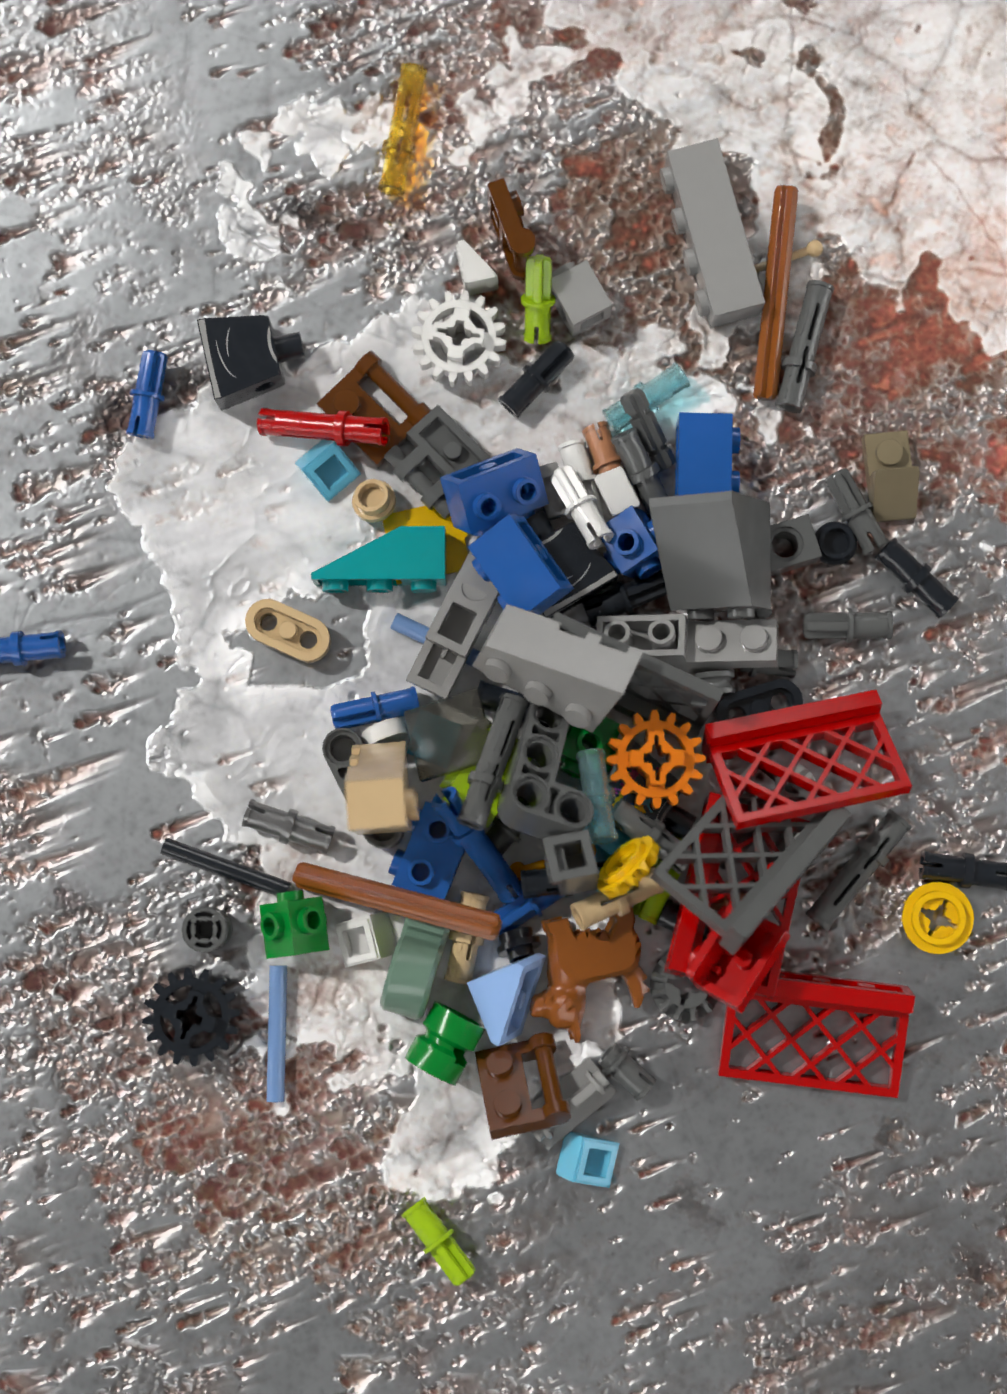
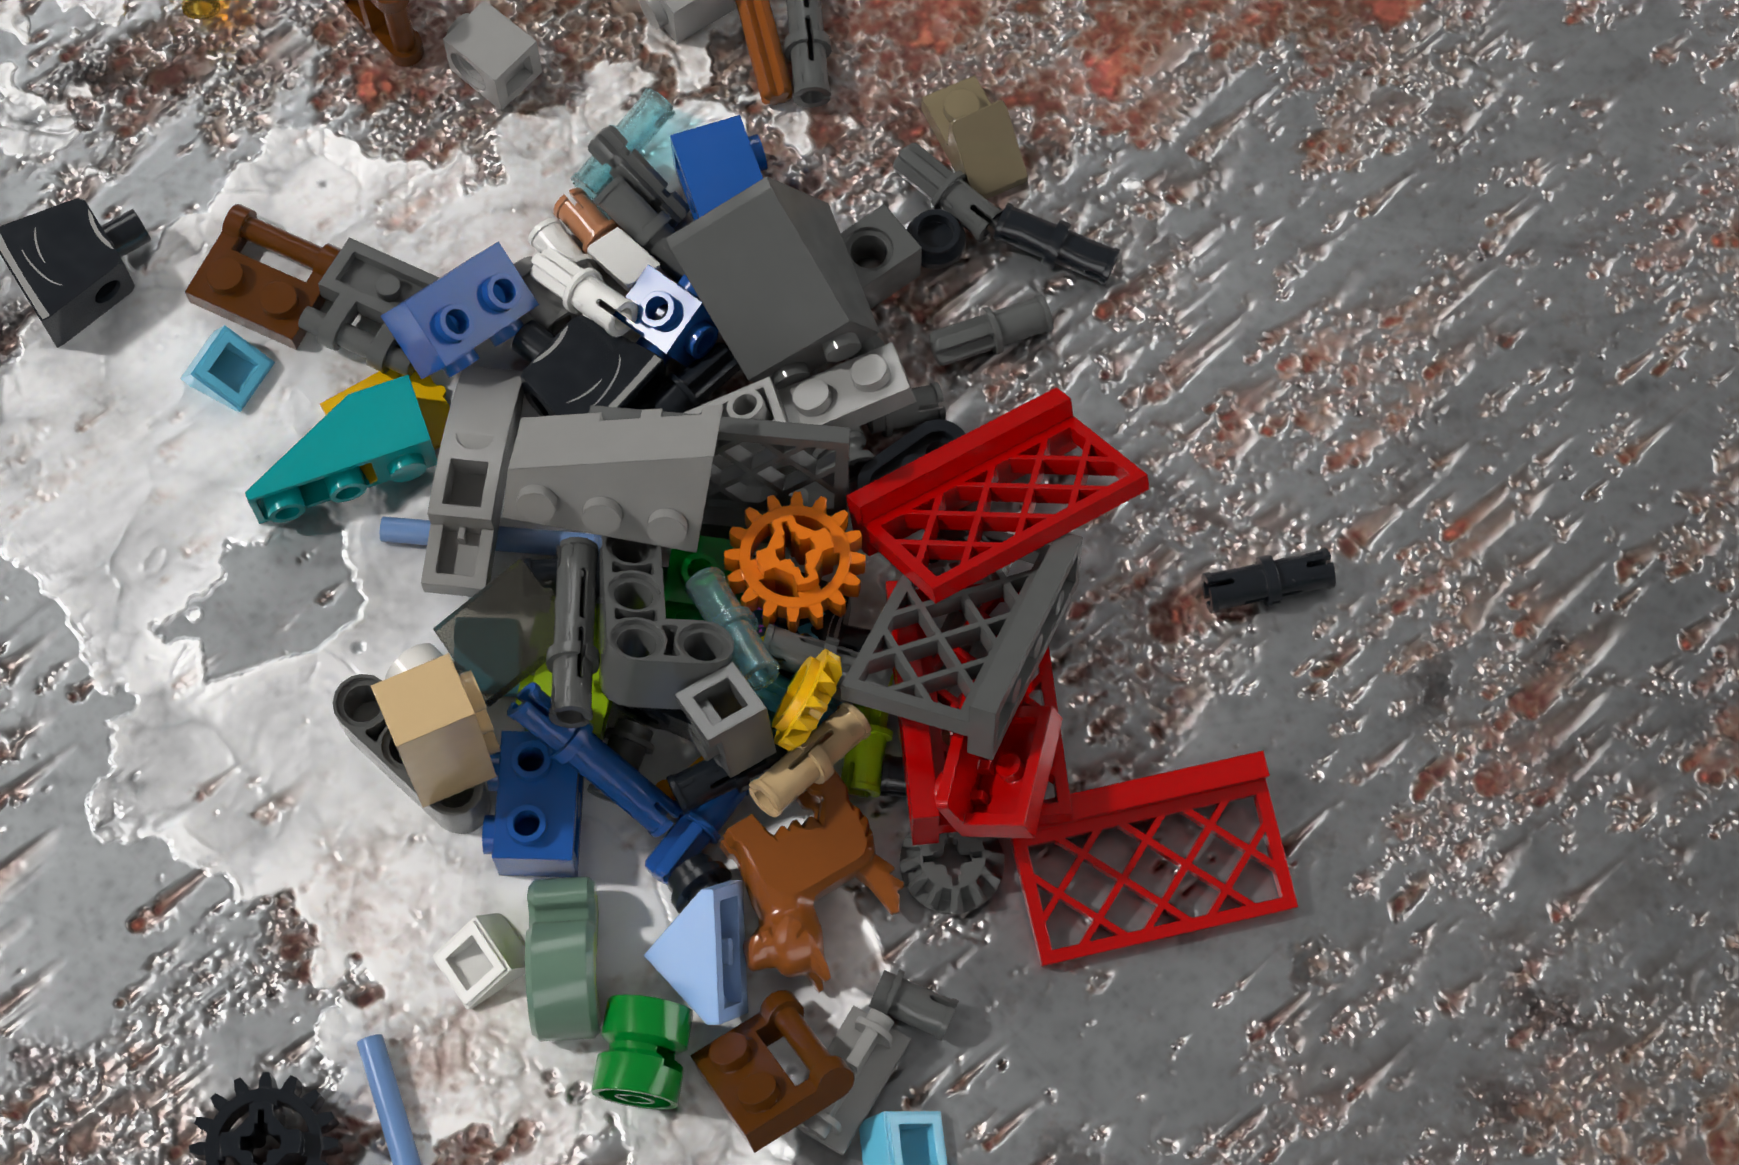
camera: 25 degrees left, 15 degrees down
(214, 929) = (261, 1027): dark grey wheel -> none
(224, 867) = (251, 933): black bar -> none
(288, 826) = (322, 842): flat silver pin -> none
(289, 630) = (242, 584): tan plate -> none
(294, 925) = (373, 968): green brick -> none
(338, 427) = (225, 304): red pin -> none
(373, 500) = (302, 384): tan plate -> none
(374, 708) = (381, 650): blue axle -> none
(398, 901) = (507, 875): dark orange axle -> none
(465, 946) = (623, 902): tan pin -> none
(475, 272) = (346, 67): white slope -> none
(475, 342) = (321, 149): white gear -> none
(519, 566) = (519, 375): blue brick -> none
(536, 378) = (470, 170): black axle -> none
(538, 298) = (437, 66): lime axle -> none
(858, 869) = (1147, 562): dark grey pin -> none
(956, 909) = (1277, 637): yellow gear -> none

